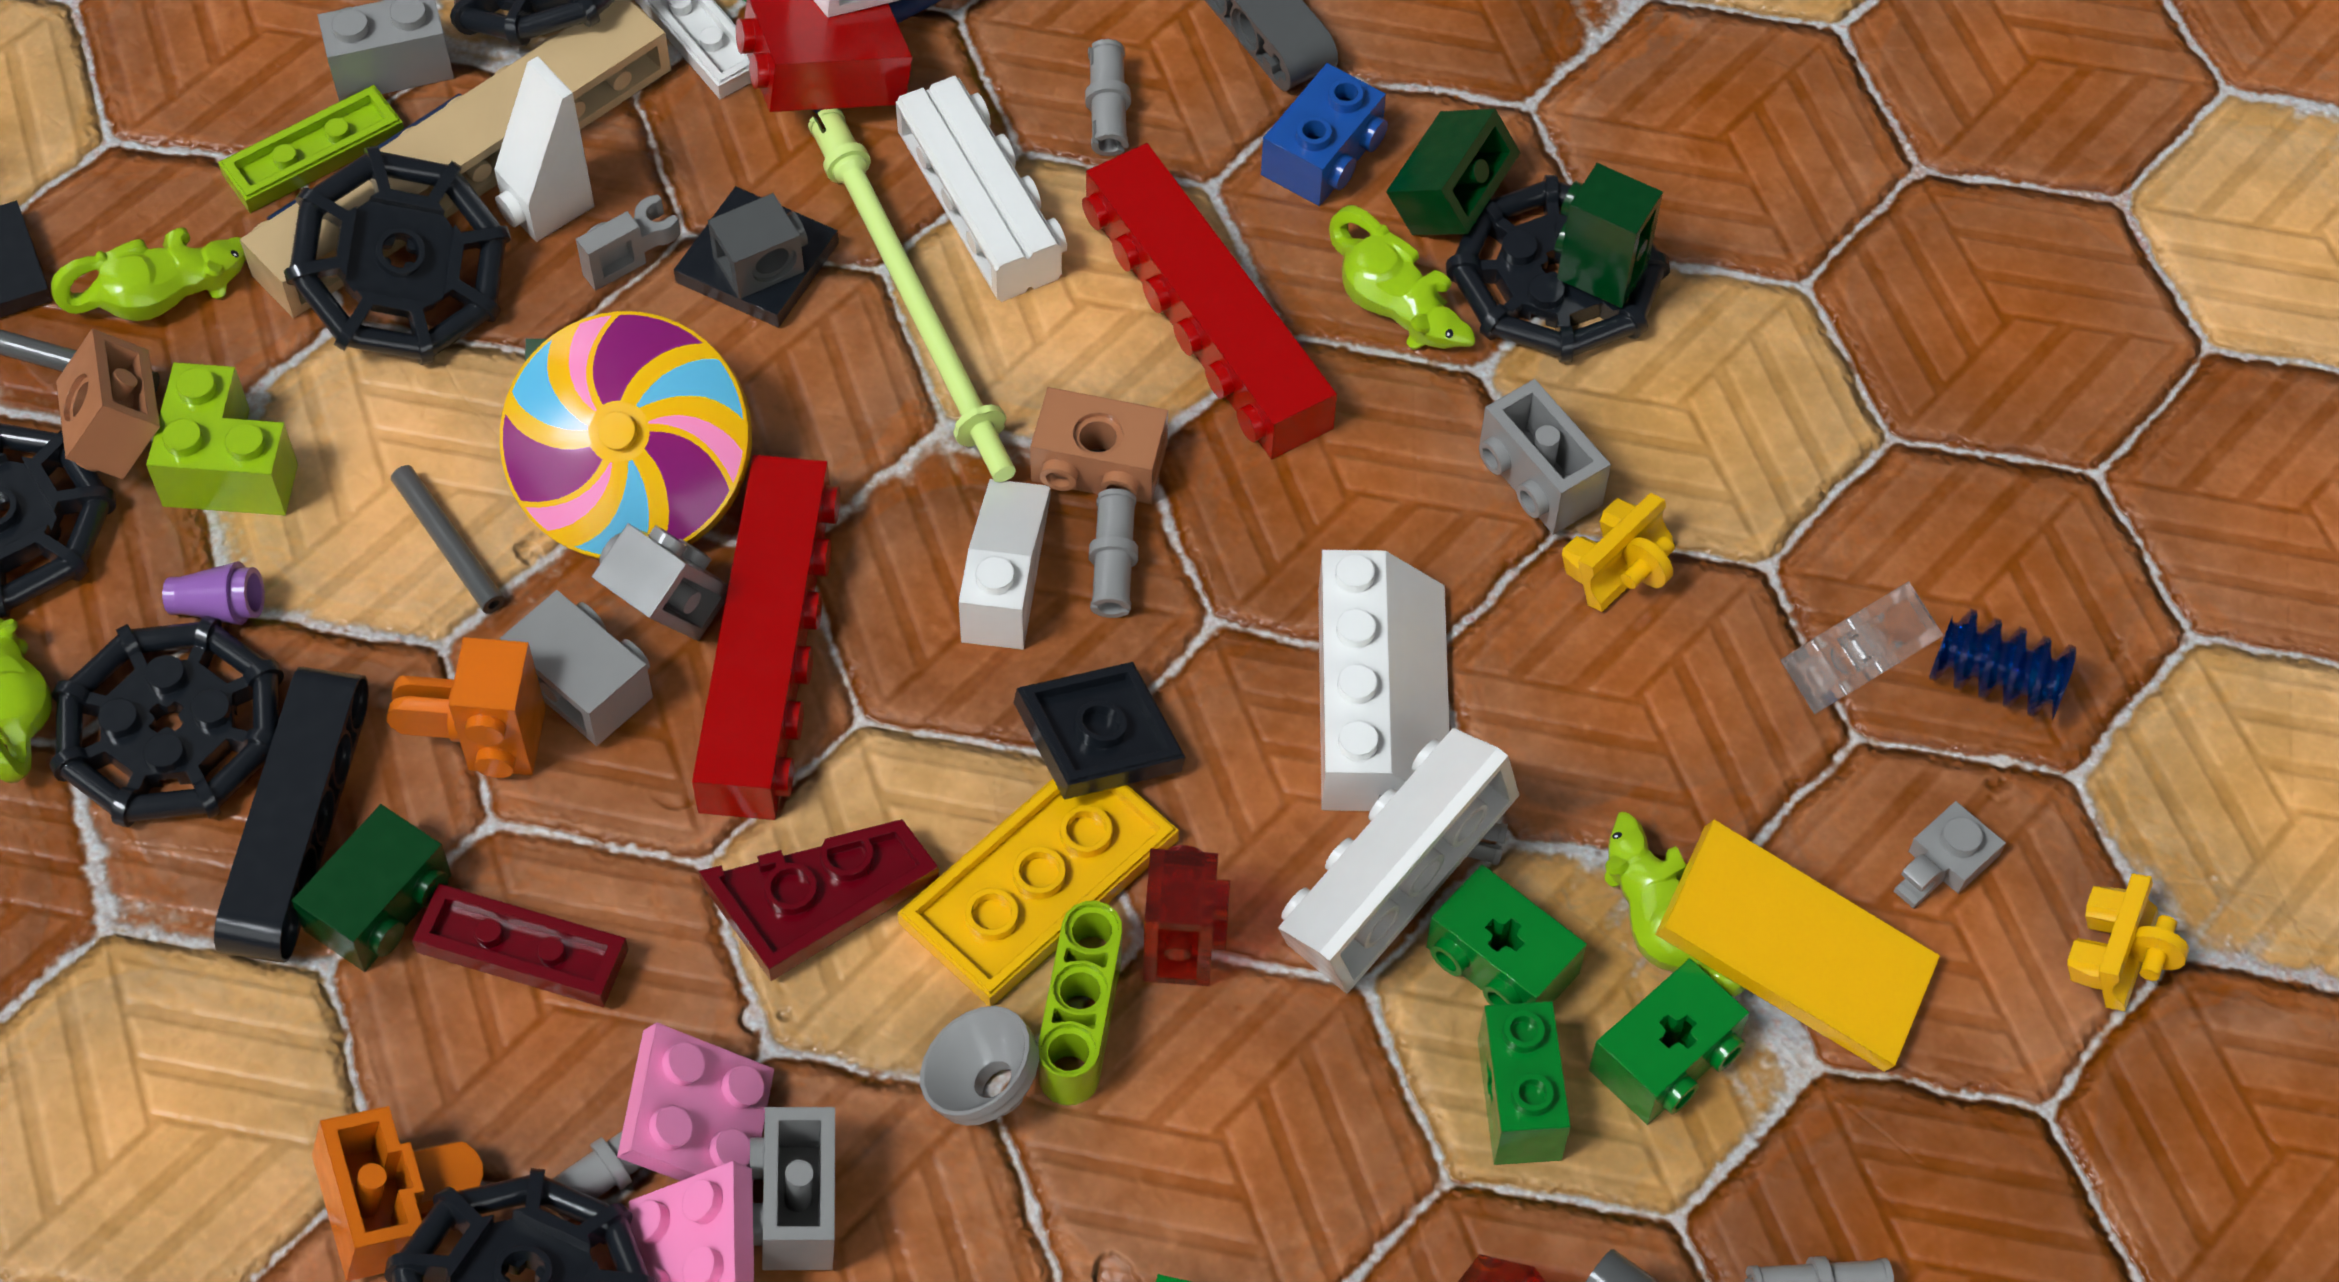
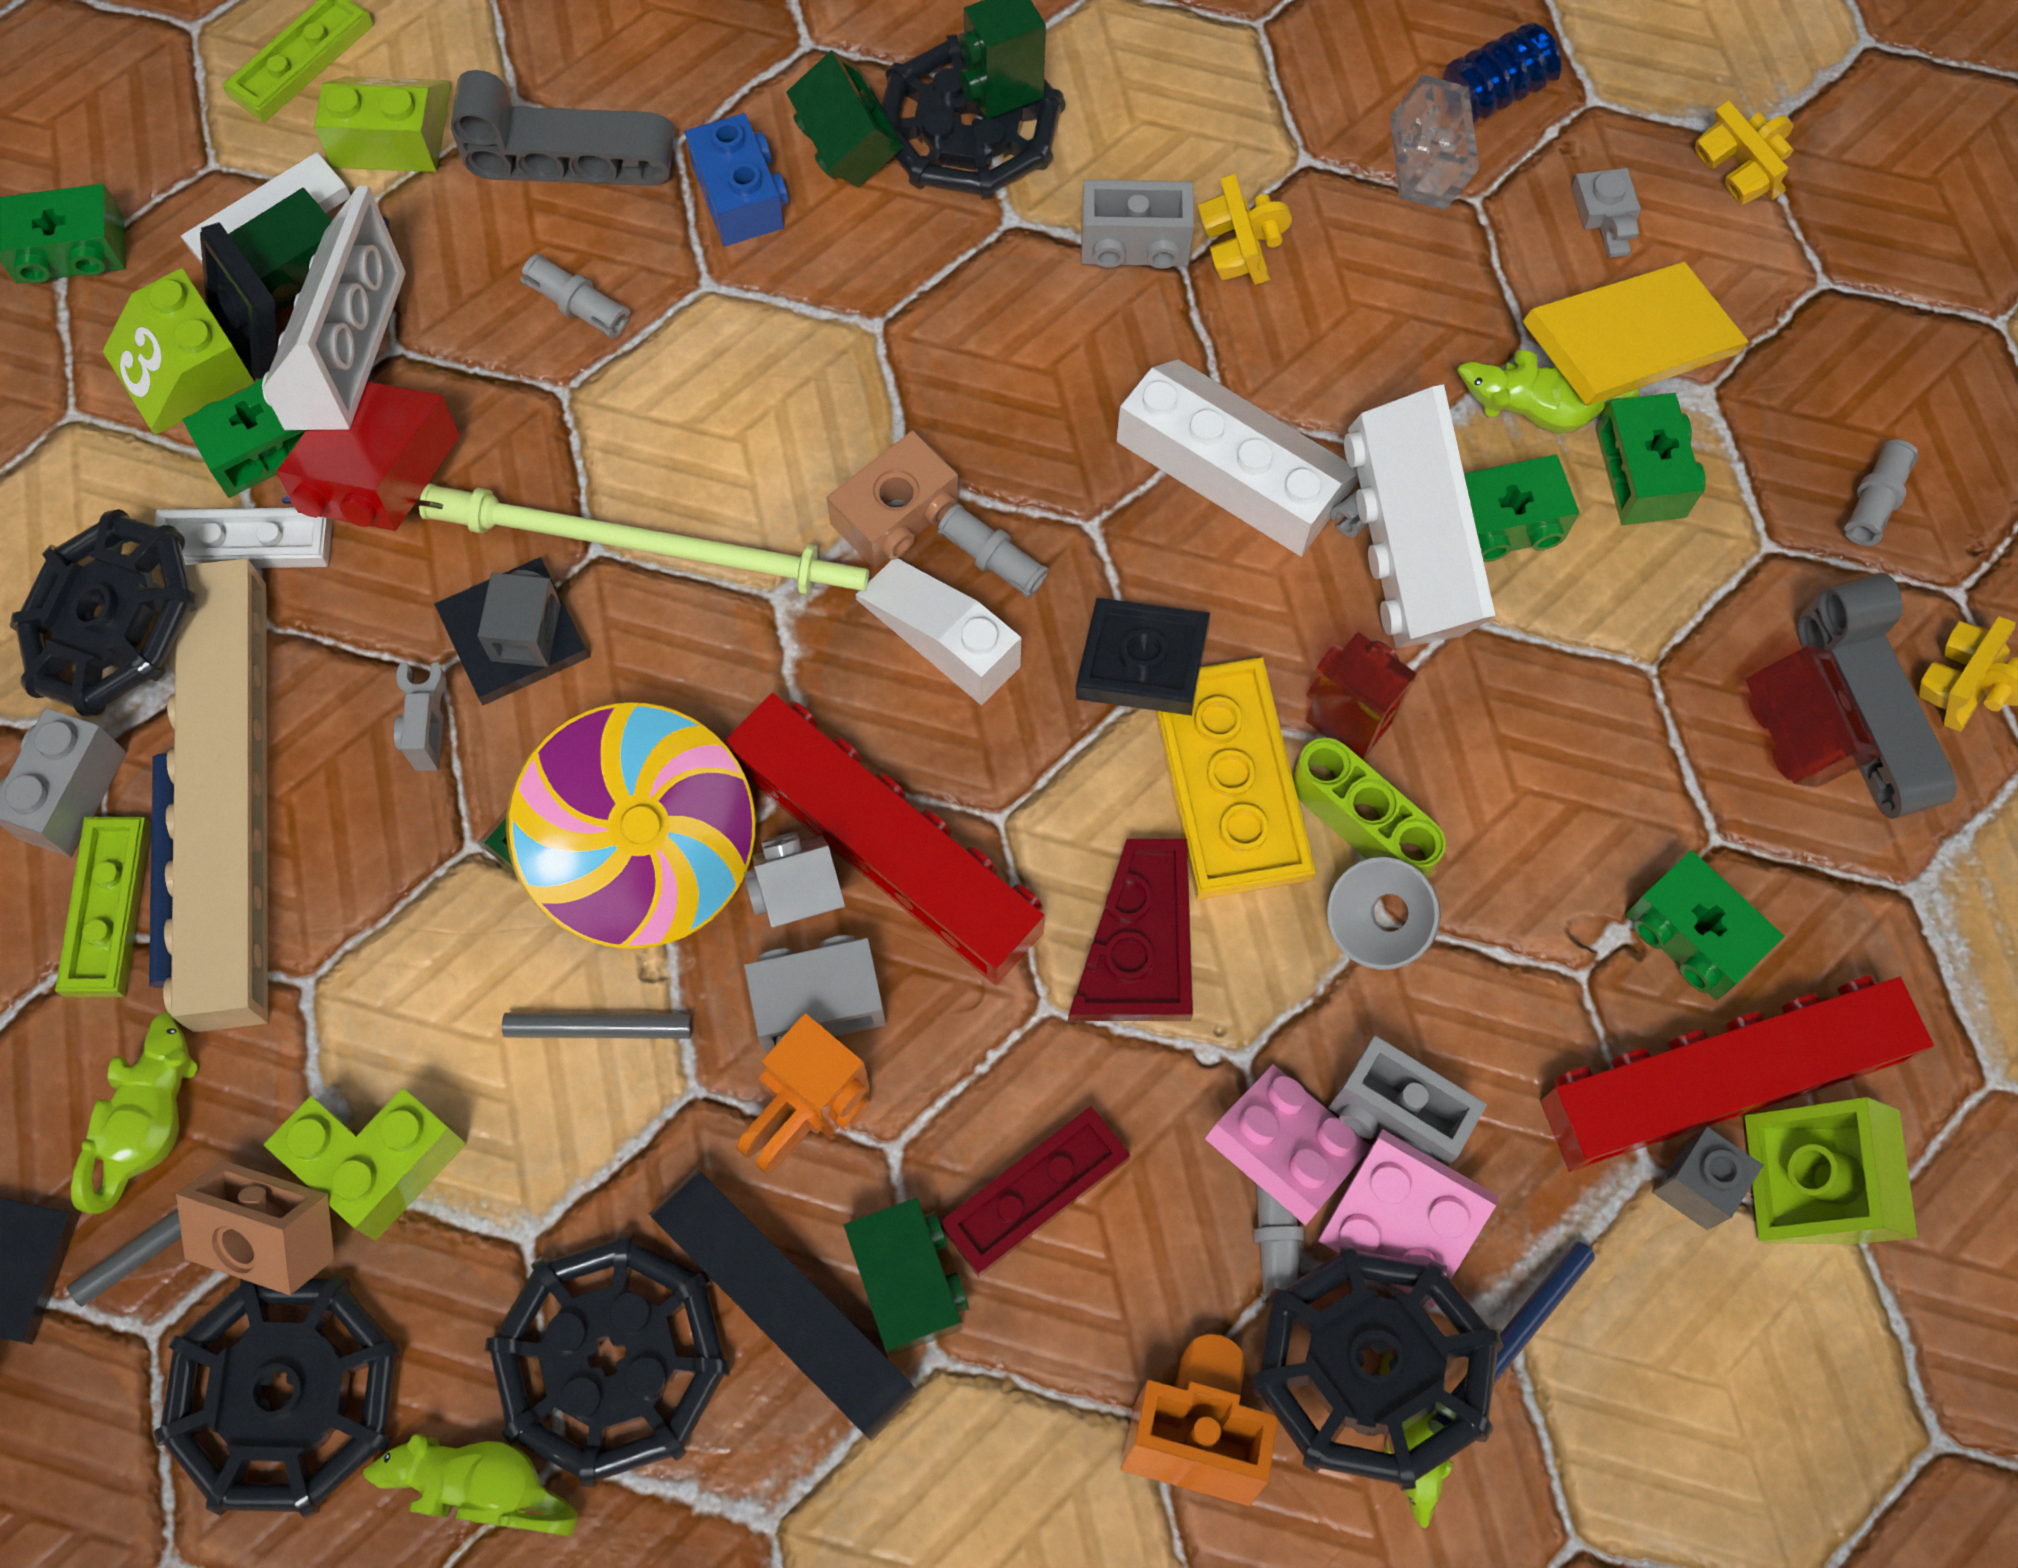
camera: 55 degrees left, 10 degrees up
(221, 592) = (514, 1243): medium lavender cone -> none
(369, 274) = (297, 931): black plate -> none
(542, 157) = (299, 720): white slope -> none
(980, 187) = (586, 432): white brick -> none
(1209, 301) = (818, 346): red brick -> none
(1384, 280) = (899, 223): lime animal -> none
(1523, 1083) = (1627, 567): green brick -> none

